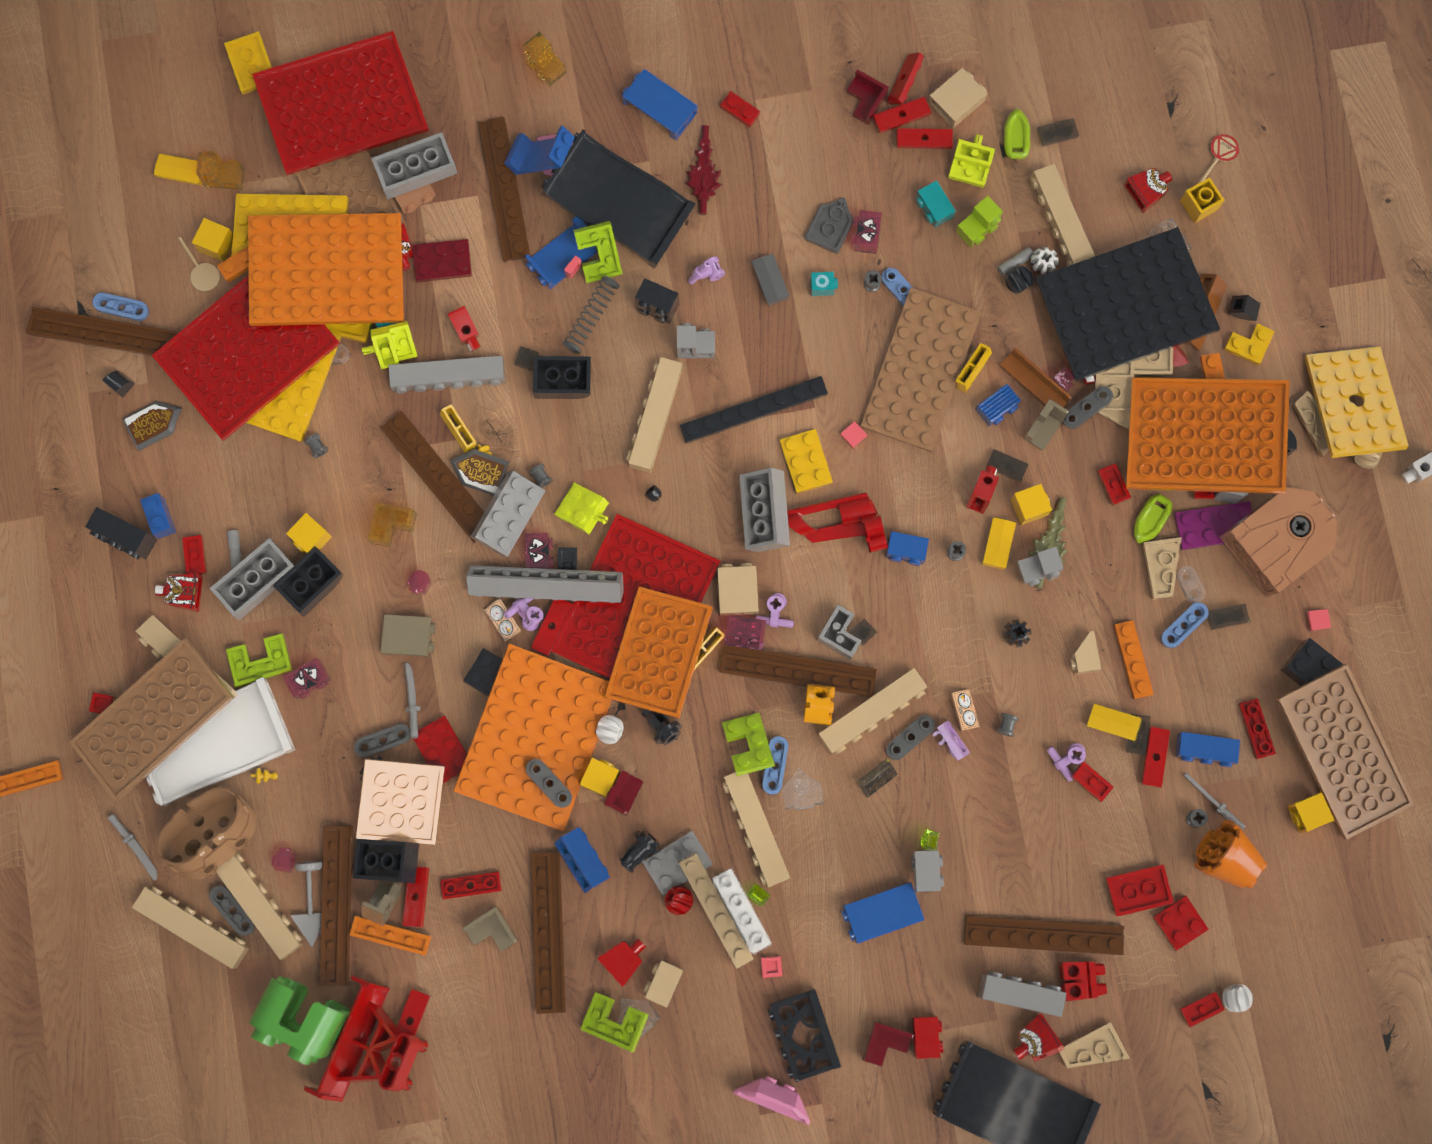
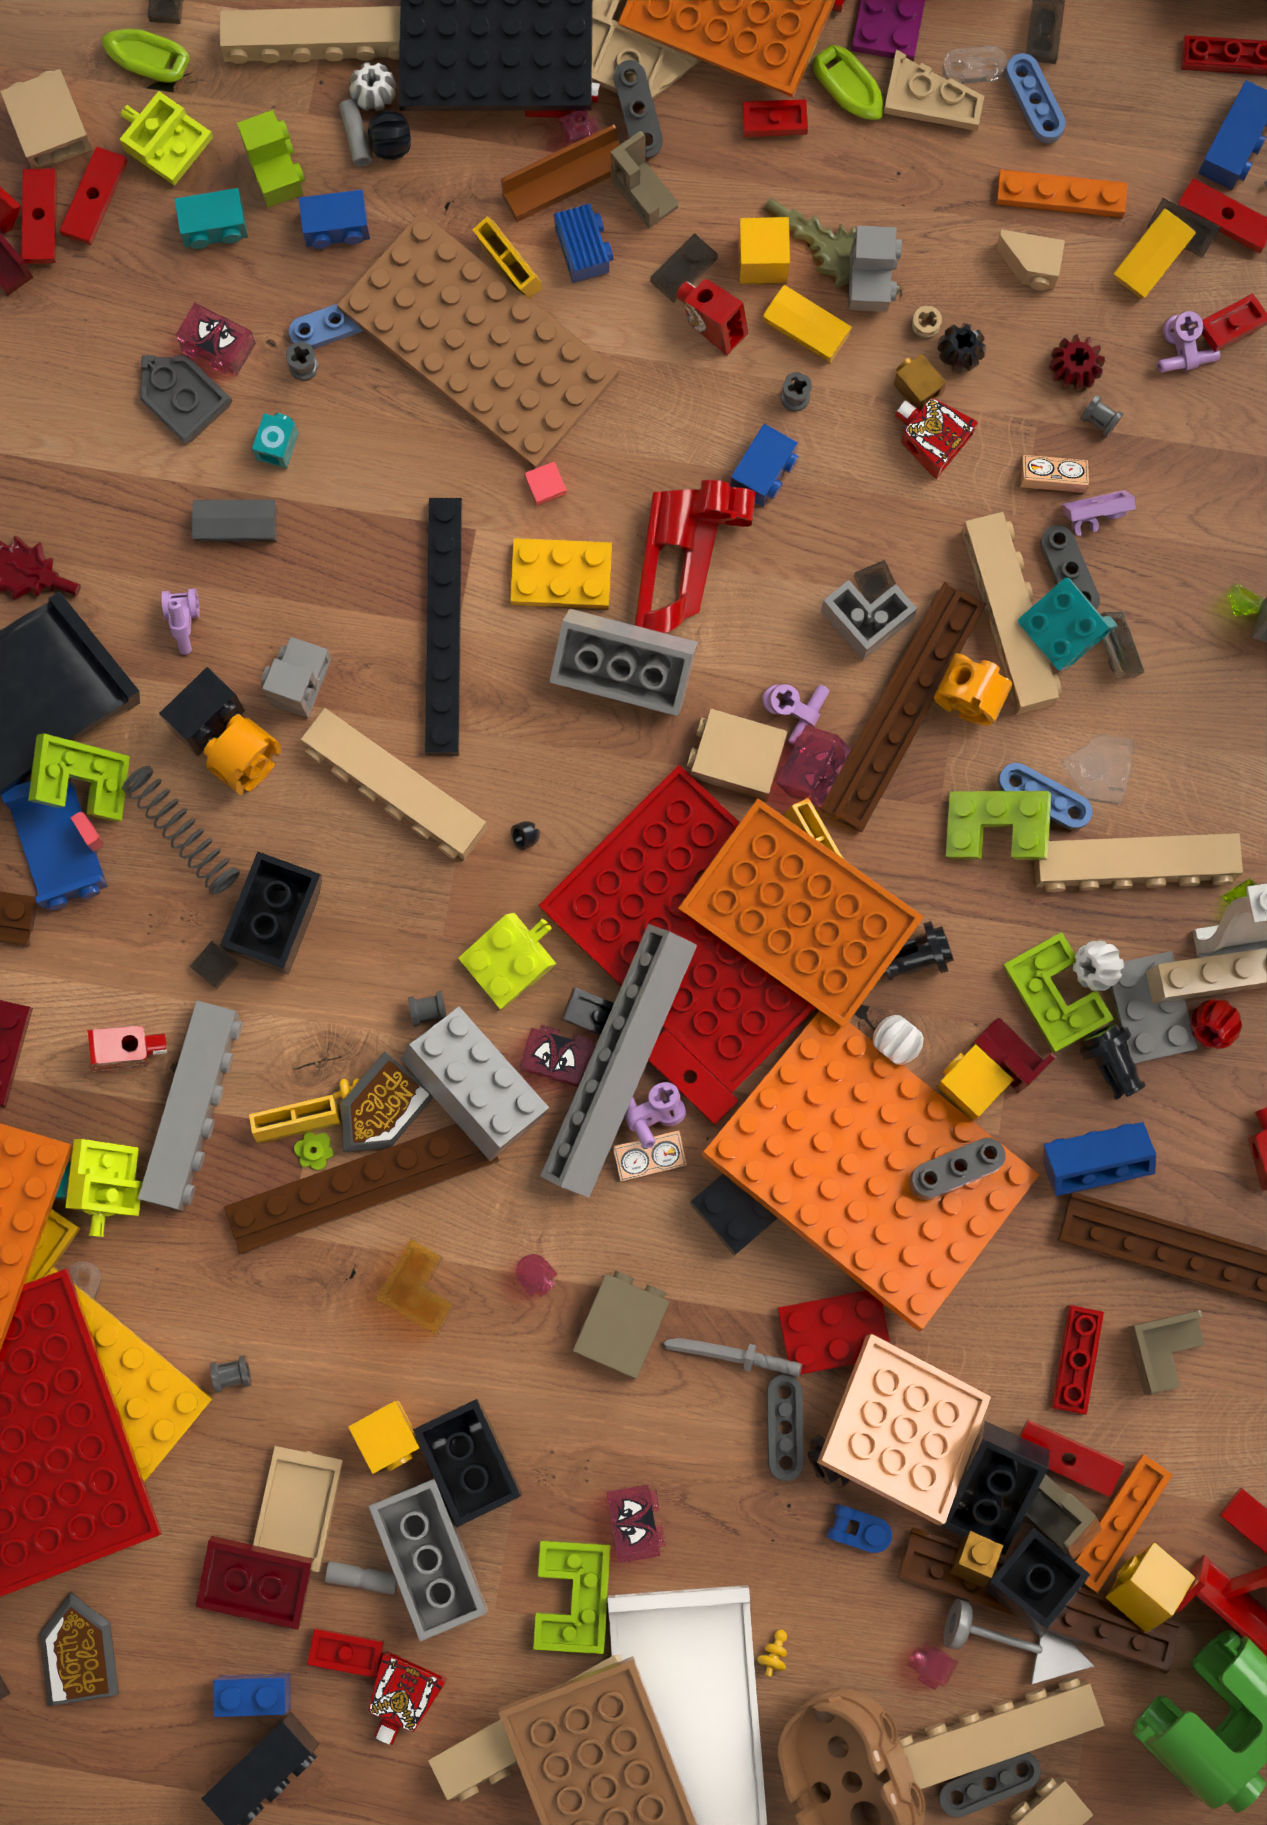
camera: 70 degrees left, 0 degrees up
(214, 496) = (254, 1582): none -> dark red plate
(259, 505) = (298, 1503): none -> tan piece
(342, 805) = (871, 1534): none -> blue plate
(342, 898) = (1037, 1582): none -> black brick
(344, 862) = (976, 1559): none -> pearl gold brick
(359, 960) = (1150, 1587): none -> yellow head
(452, 447) = (319, 1159): none -> lime plant
(641, 330) = (242, 754): none -> light orange brick
(651, 813) = (1033, 982): none -> lime plate
(688, 824) = (1098, 965): none -> white piece
(872, 742) = (1065, 625): none -> teal bracket
(960, 268) = (334, 219): none -> blue brick
(961, 635) = (935, 433): none -> torso
(988, 616) = (918, 381): none -> pearl gold brick
(1021, 612) = (929, 331): none -> tan bush
(1040, 704) = (1081, 352): none -> dark red gear

